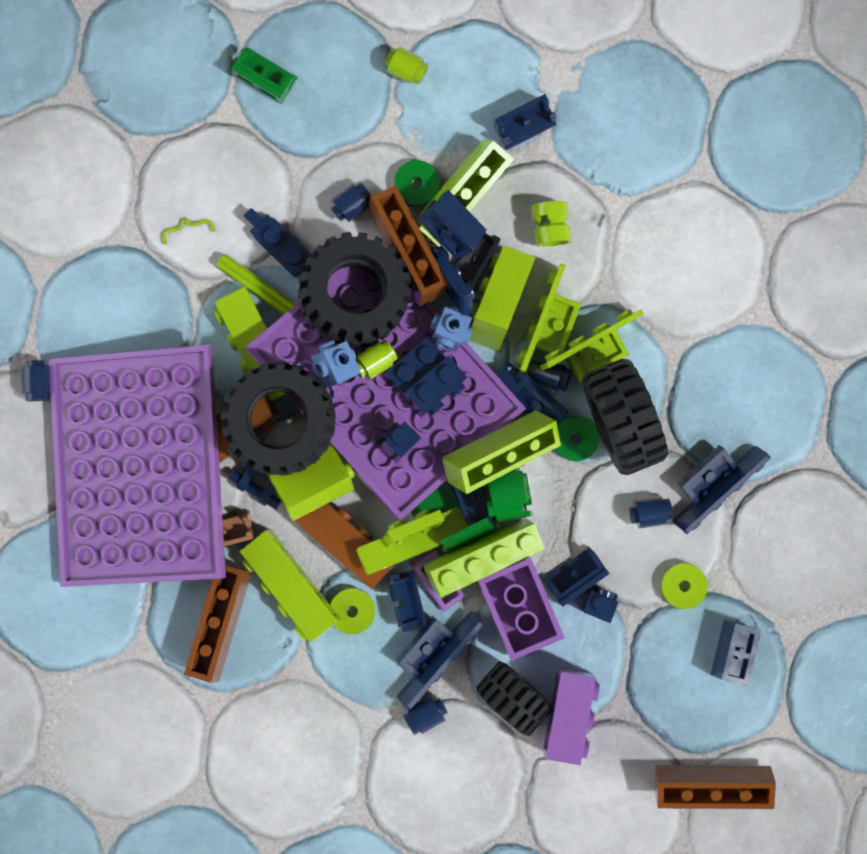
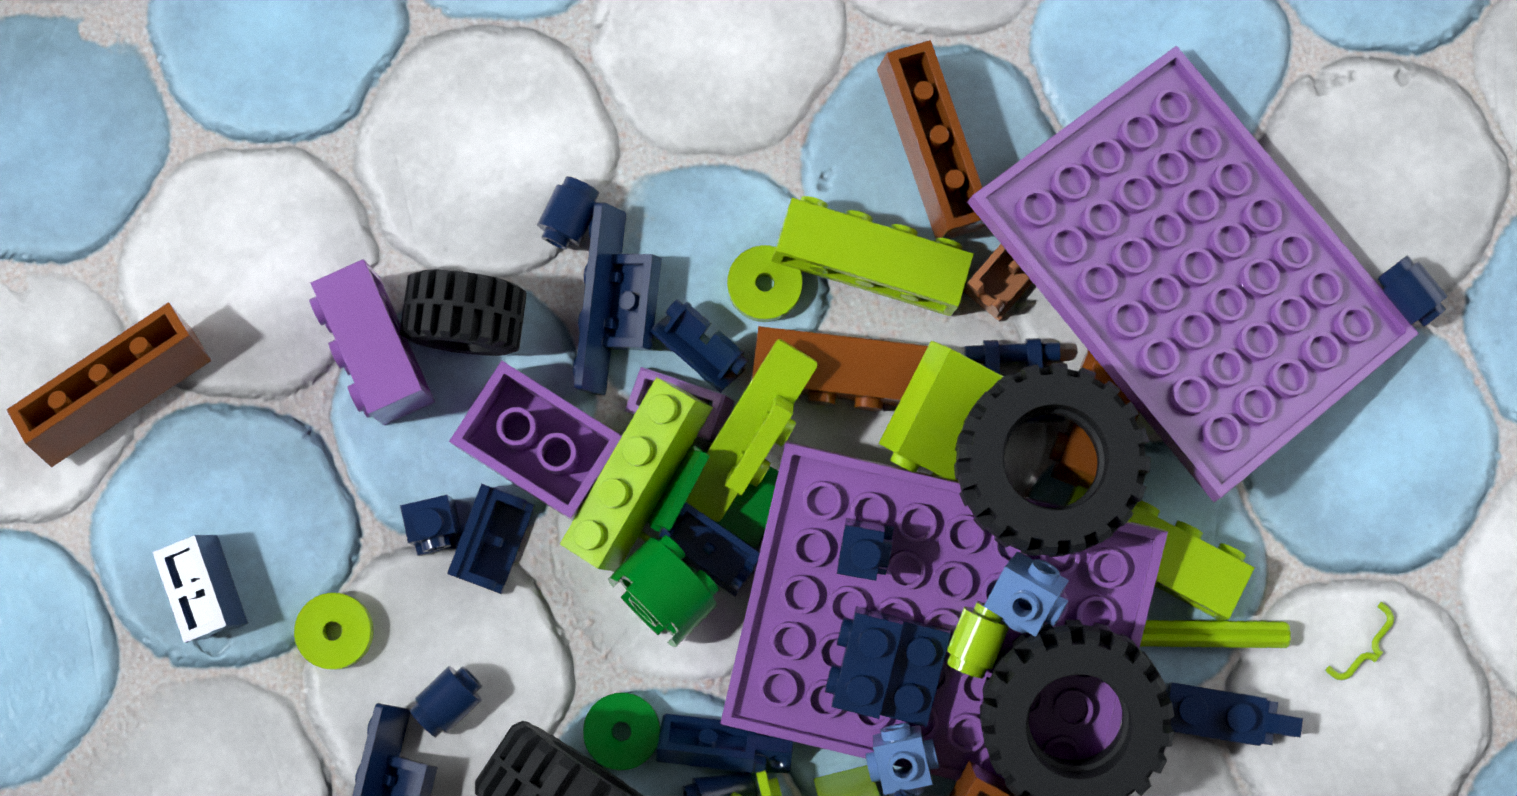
camera: 145 degrees right, 5 degrees down
(501, 451) = (711, 636): lime brick -> none

